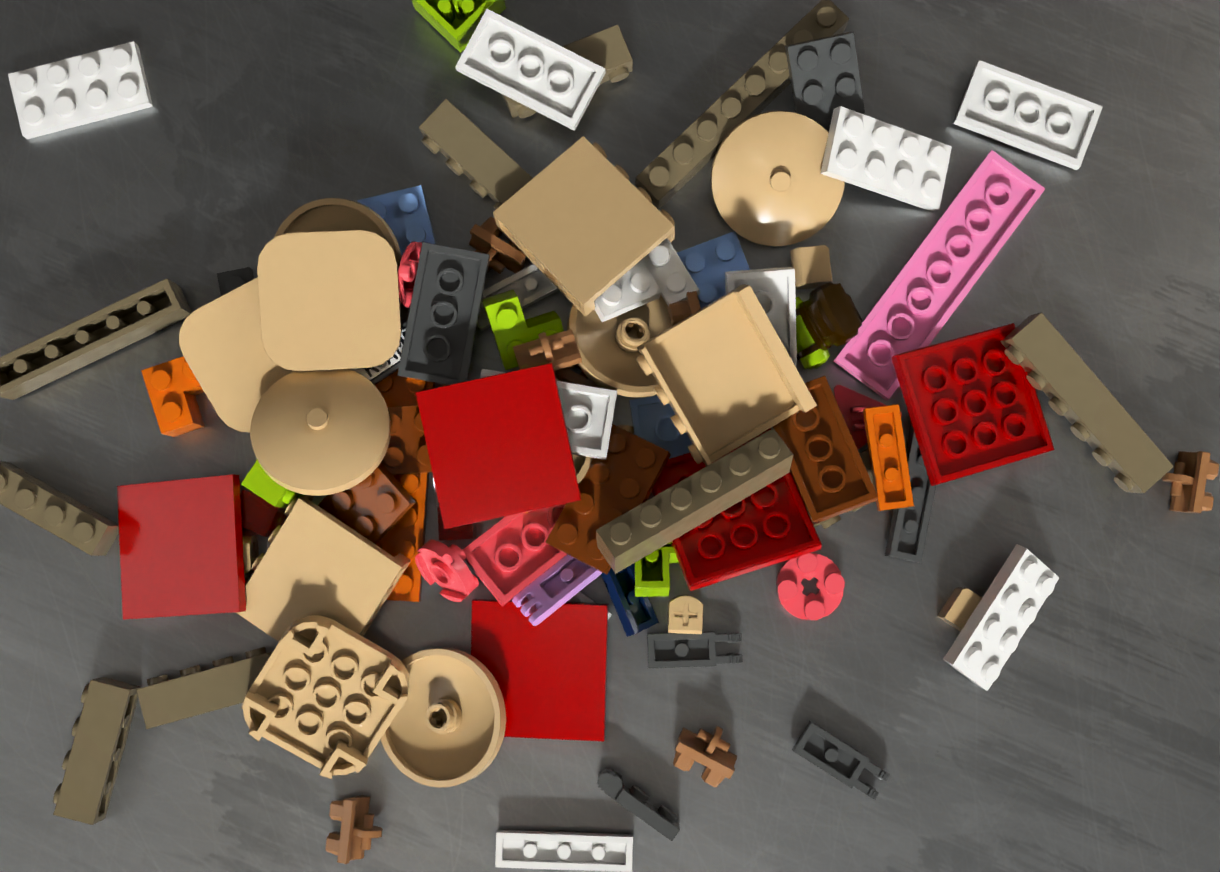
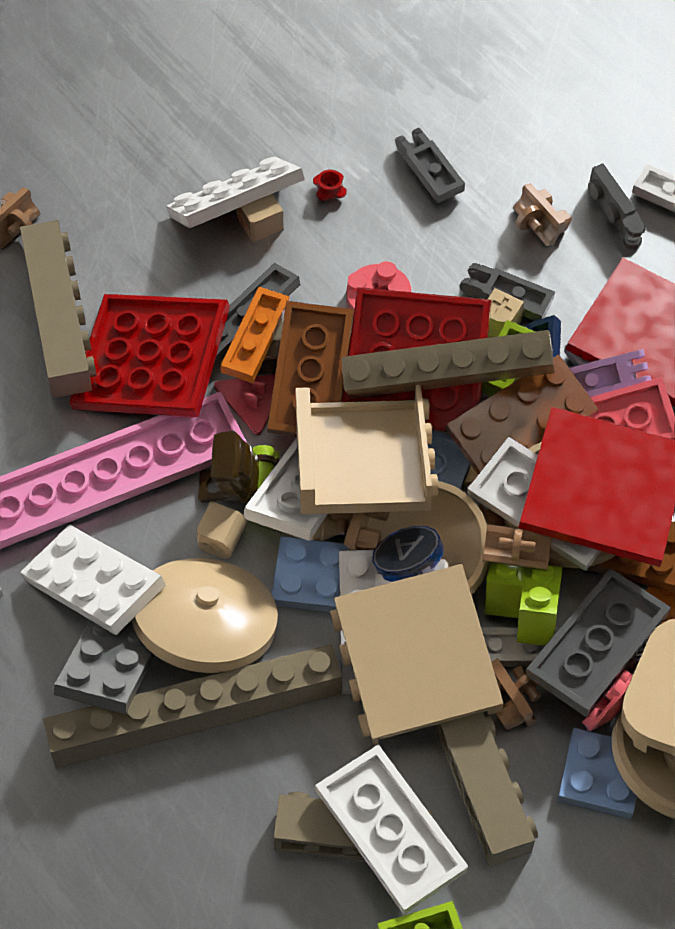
camera: 160 degrees left, 25 degrees down
(637, 306) = (407, 553): none -> tile
(930, 687) = (329, 178): none -> red plate

